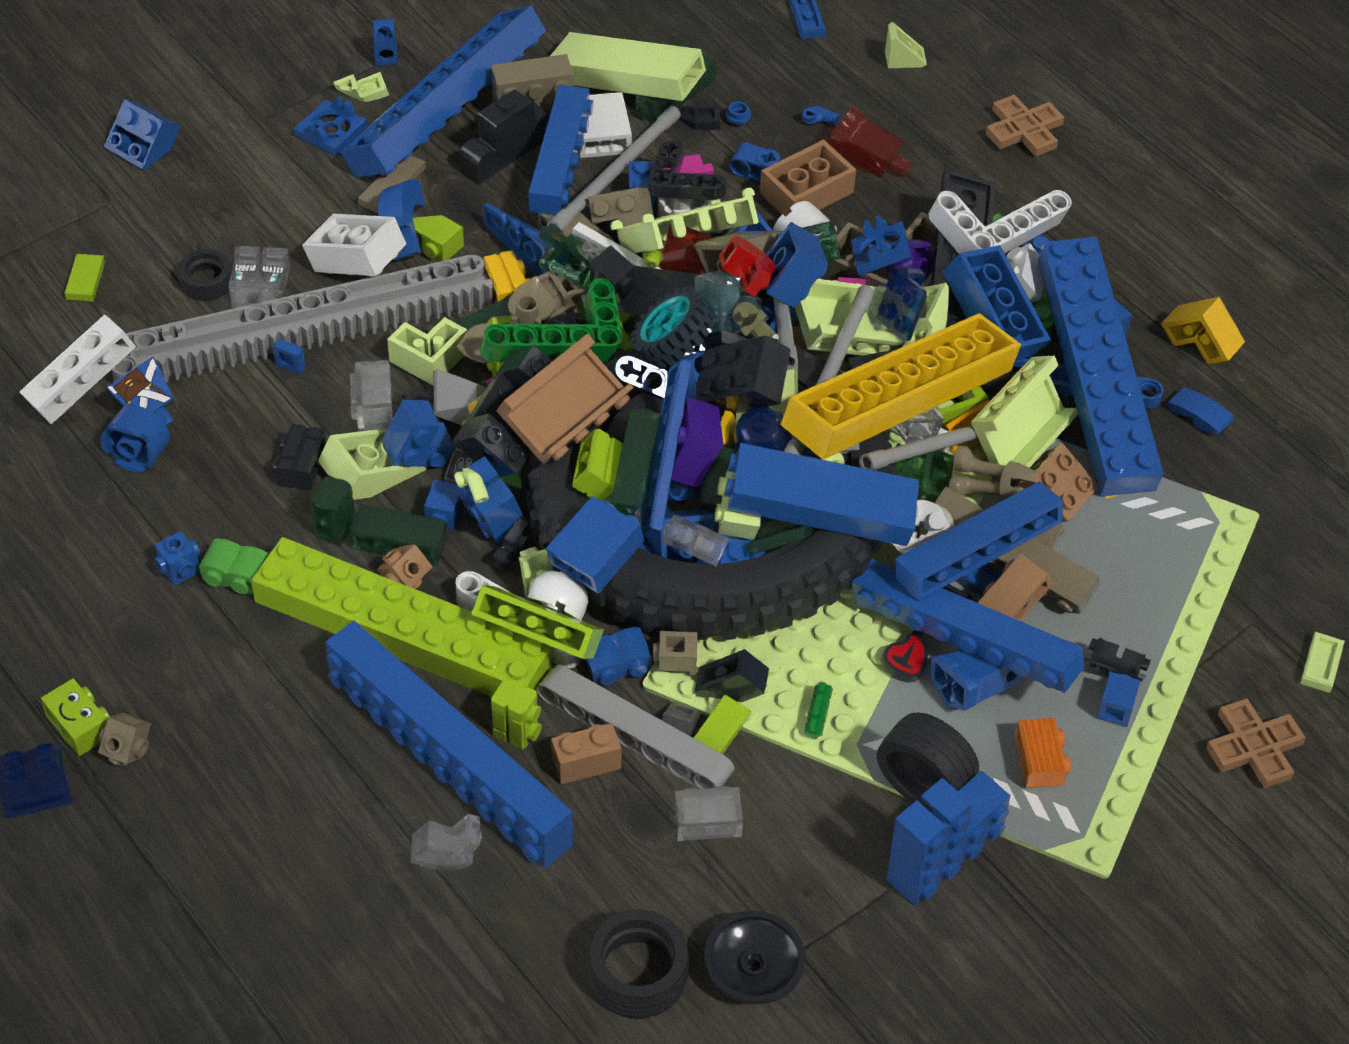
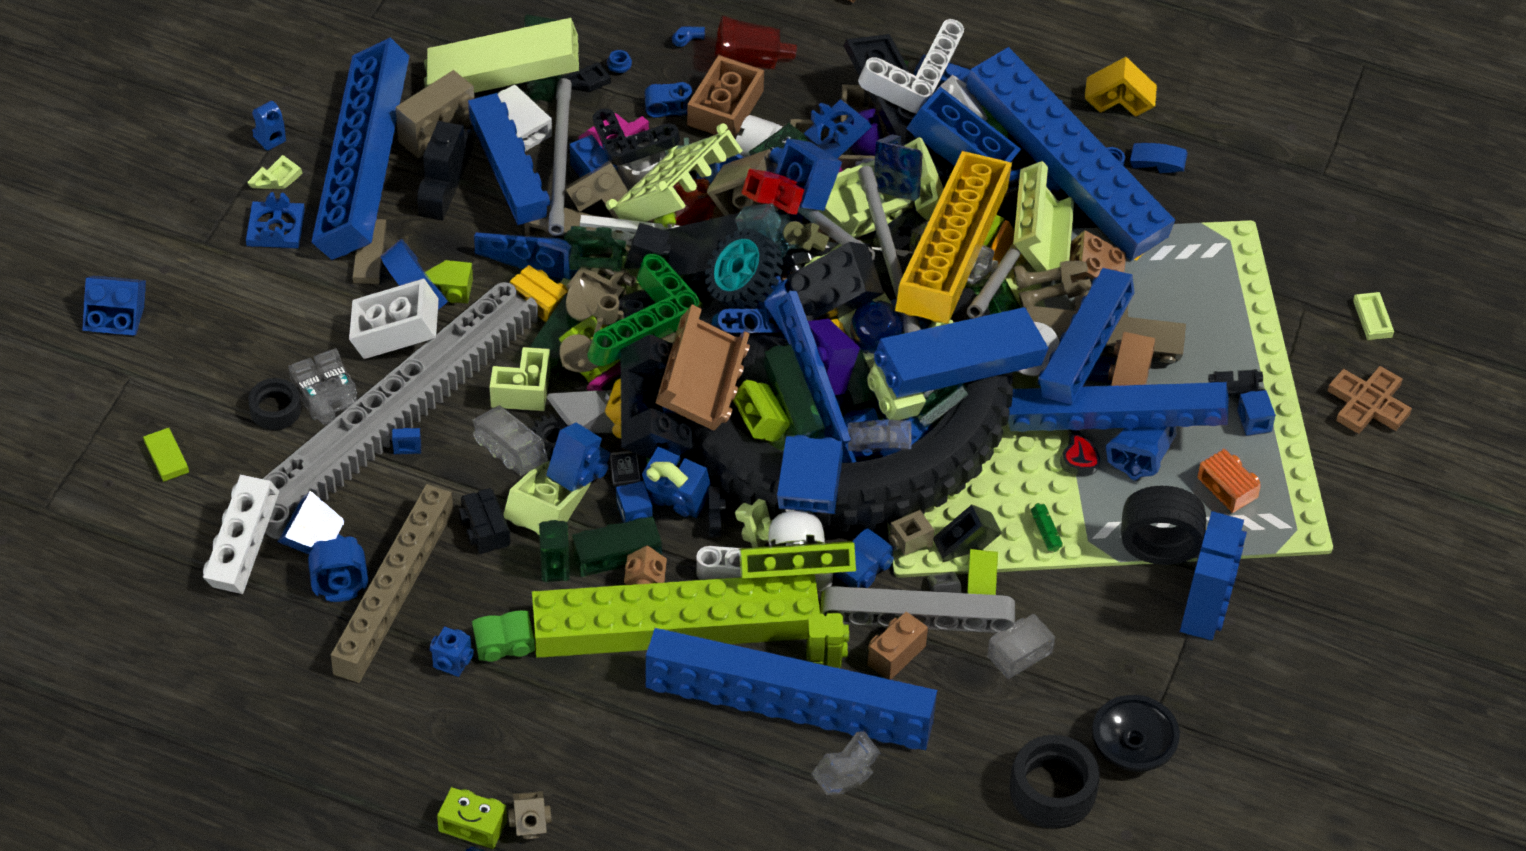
camera: 30 degrees left, 0 degrees up
(175, 473) = (392, 584): none -> dark tan brick

